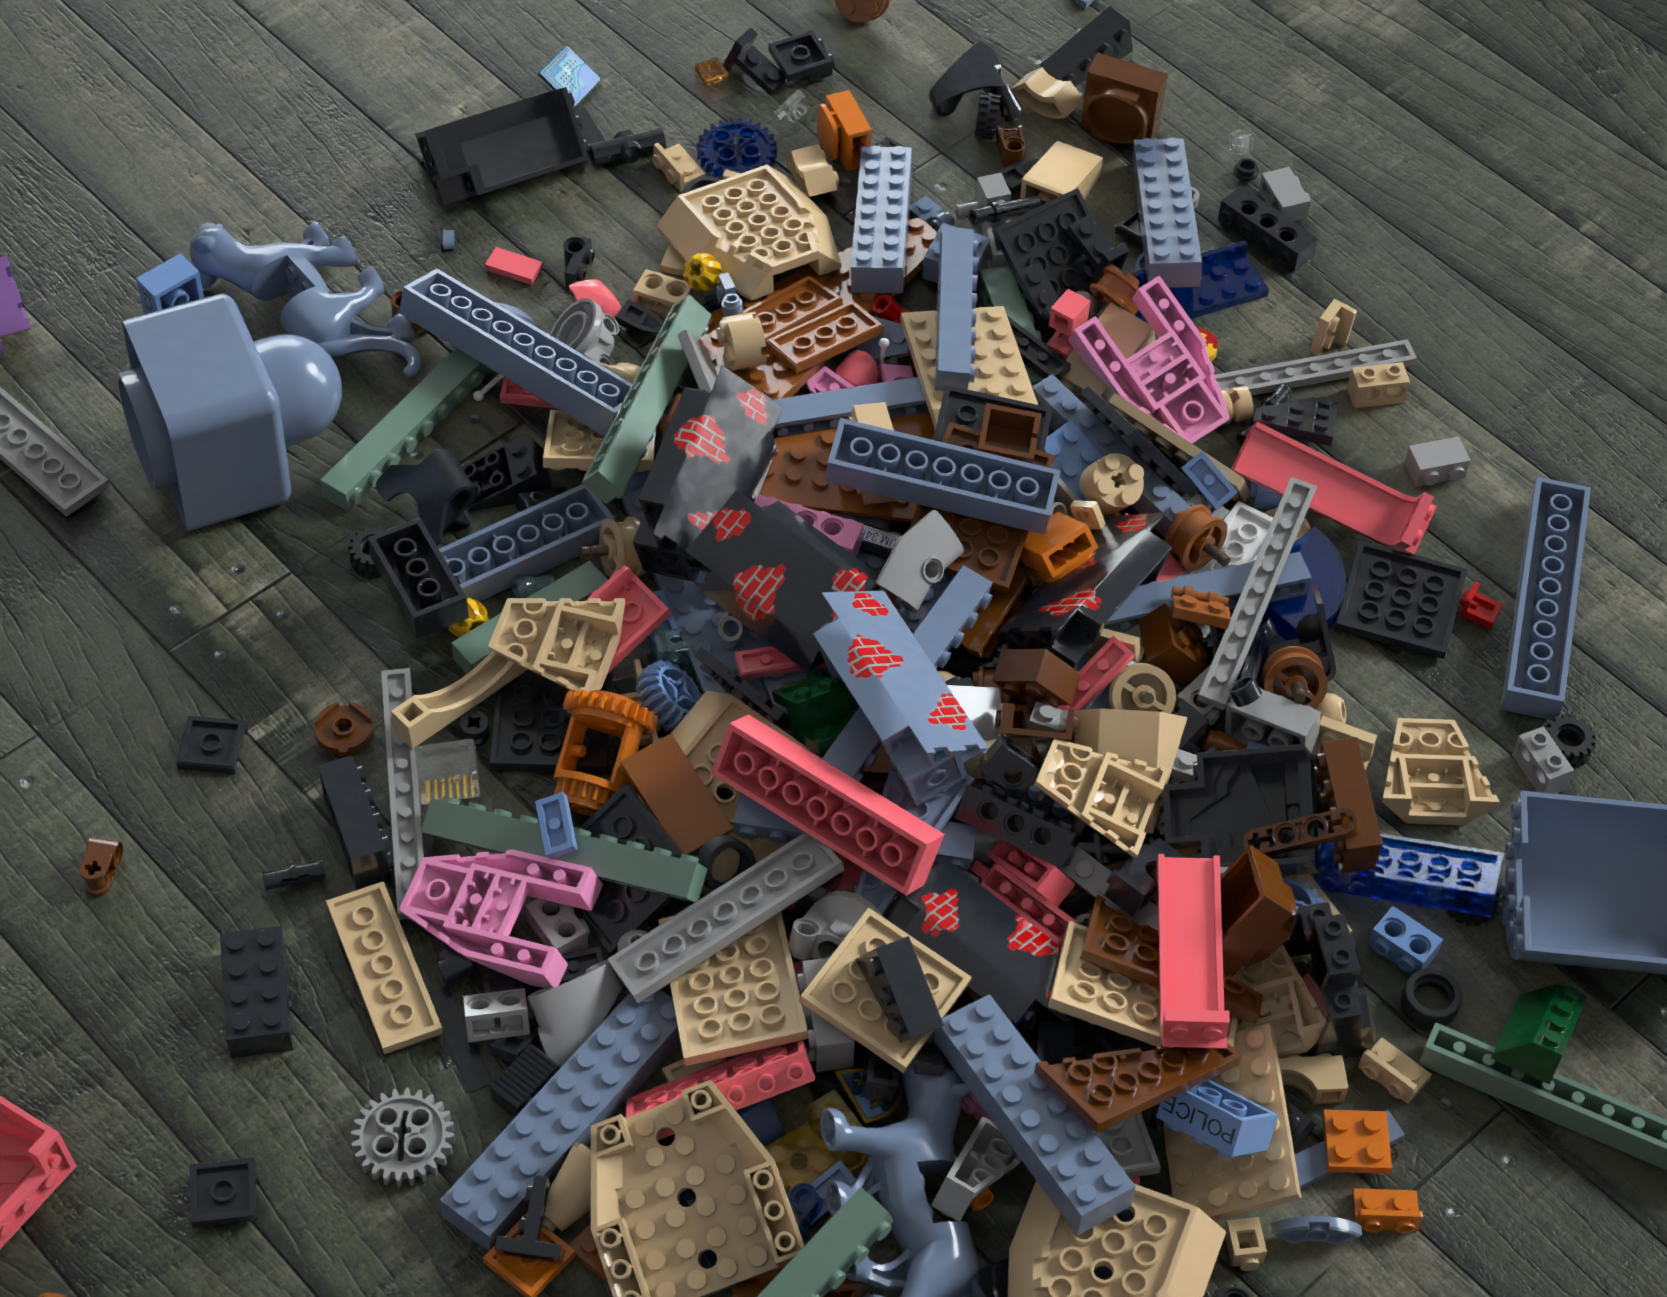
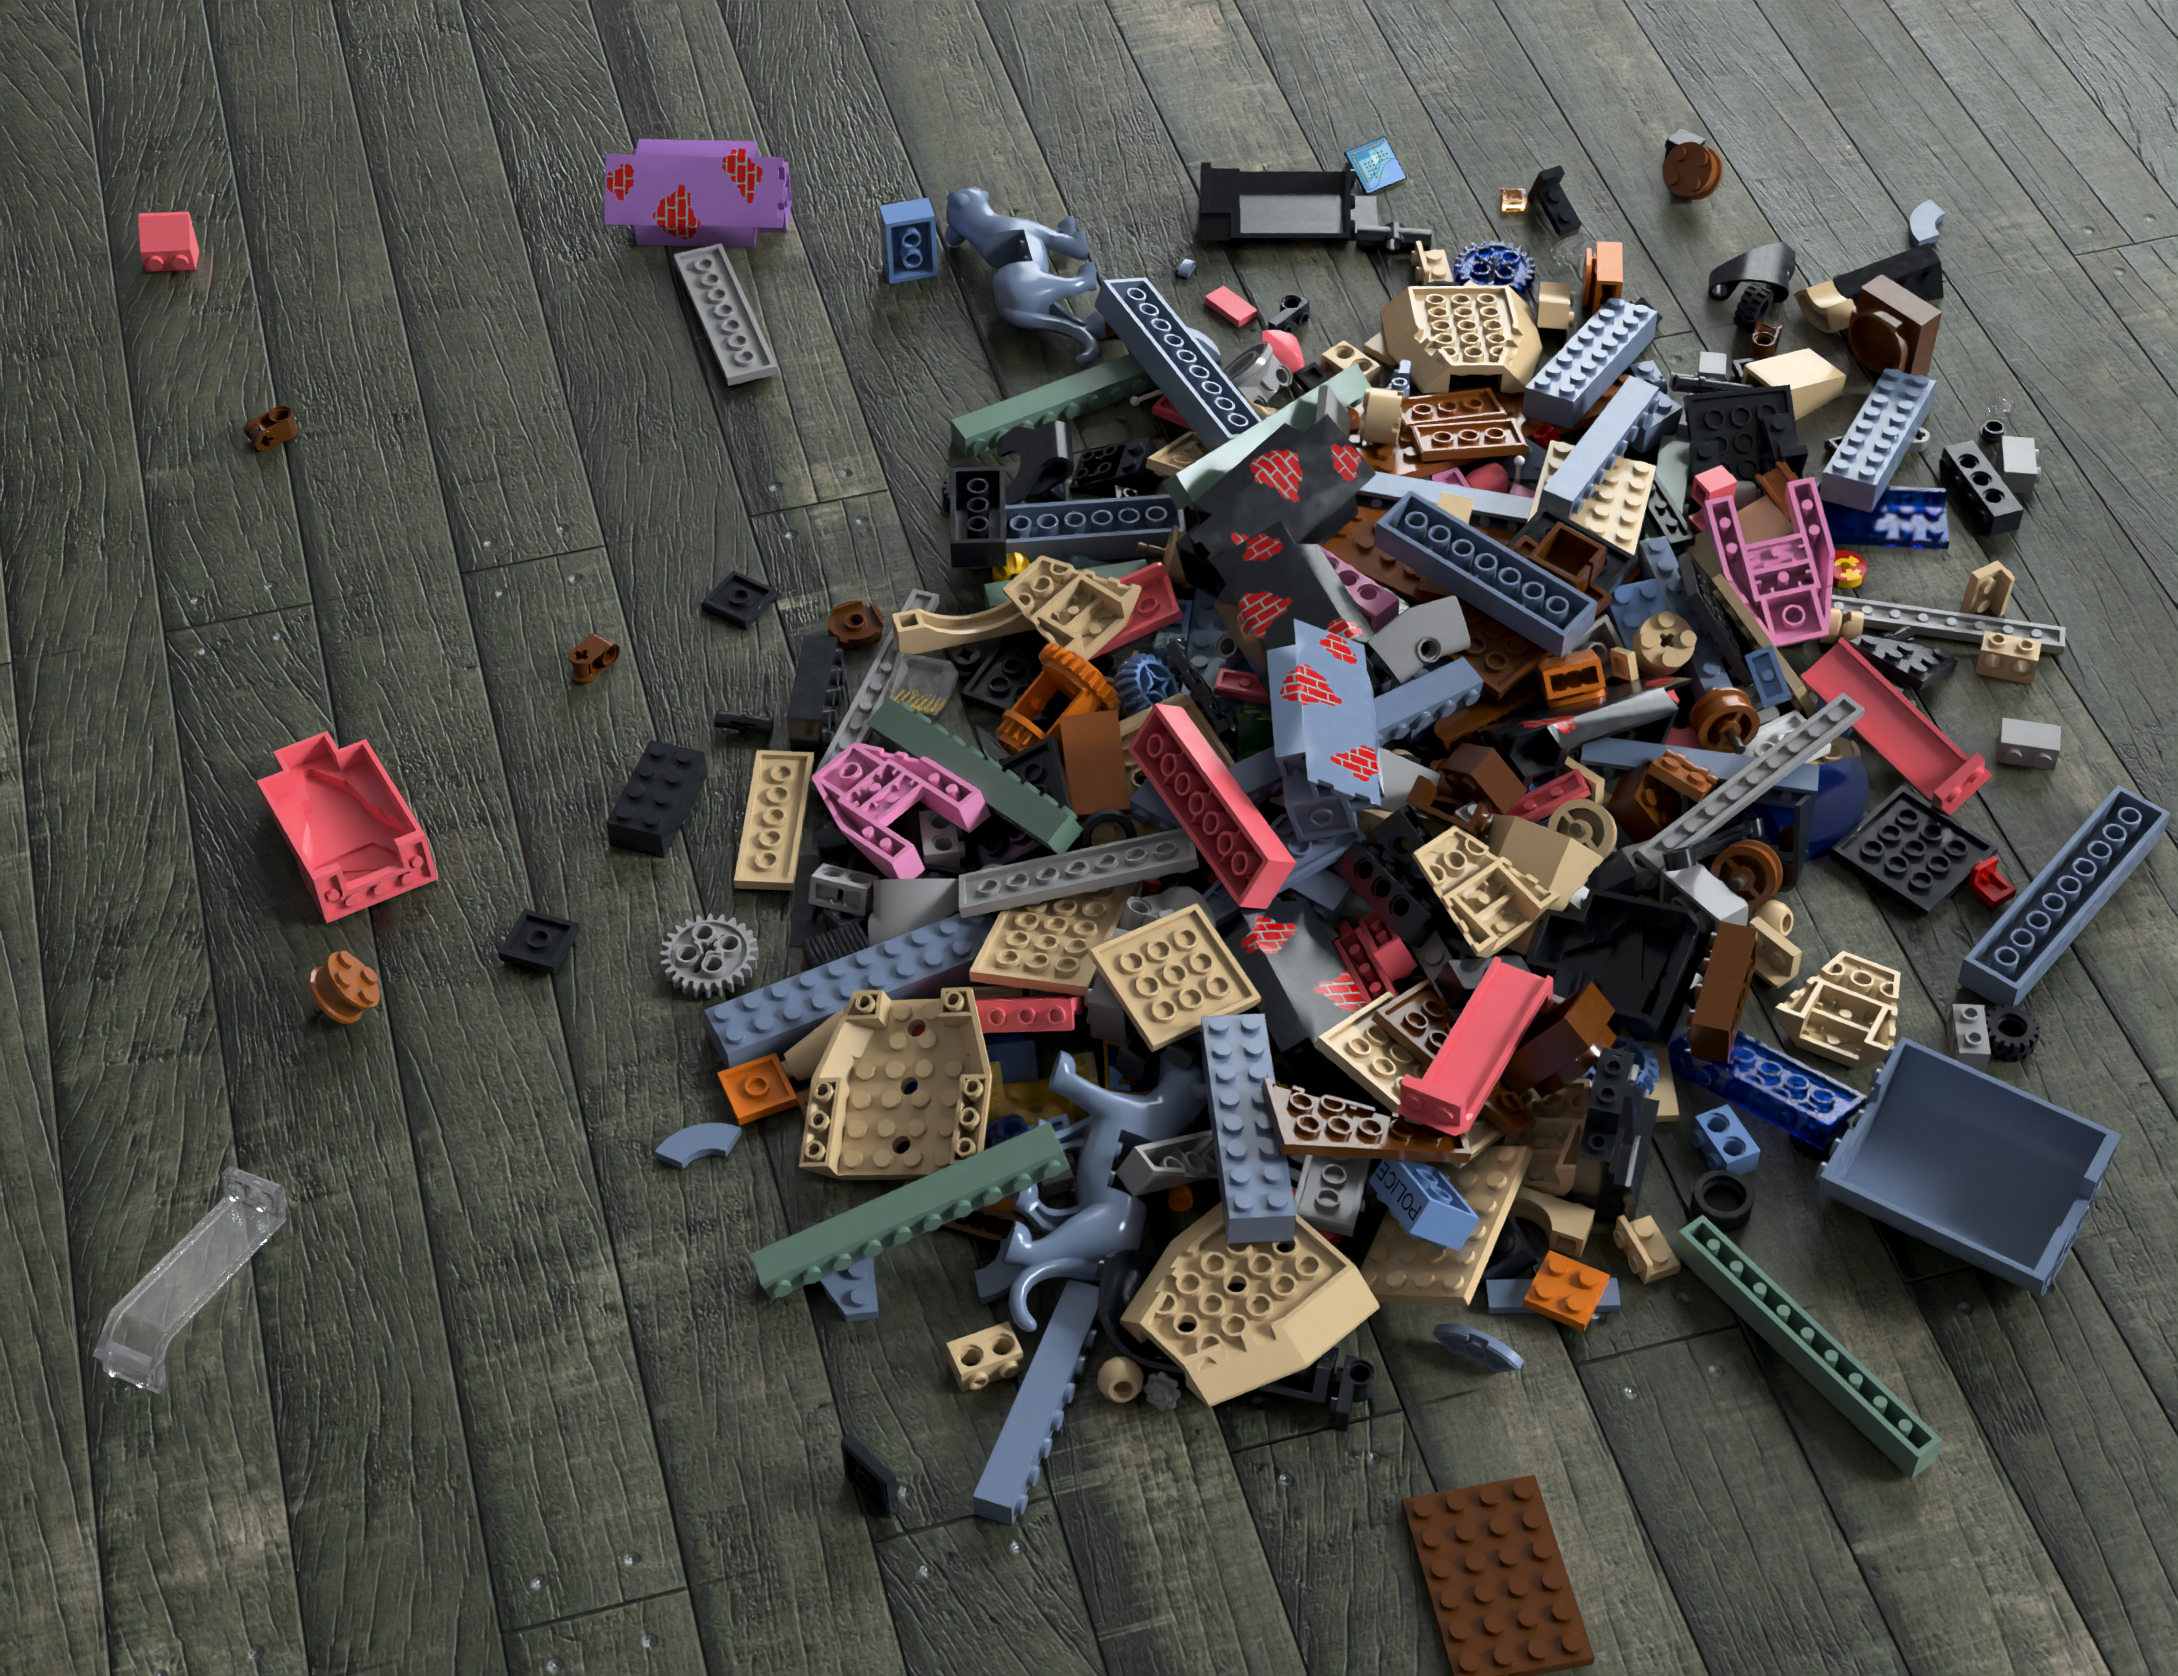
camera: 30 degrees right, 5 degrees down
(219, 408) = (887, 328): sand blue piece -> none
(531, 1229) = (767, 1060): black bracket -> none
(556, 825) = (970, 746): medium blue plate -> none
(702, 272) = (1388, 353): yellow piece -> none
(802, 57) = (1604, 209): black plate -> none
(901, 989) = (1180, 974): black wedge -> none
(1009, 104) = (1782, 304): black cone -> none
(1247, 1234) = (1403, 1331): tan brick -> none
(1301, 829) = (1657, 991): reddish brown beam -> none
(1386, 1210) = (1561, 1362): orange bracket -> none
(1539, 1030) = (1809, 1266): dark green slope -> none

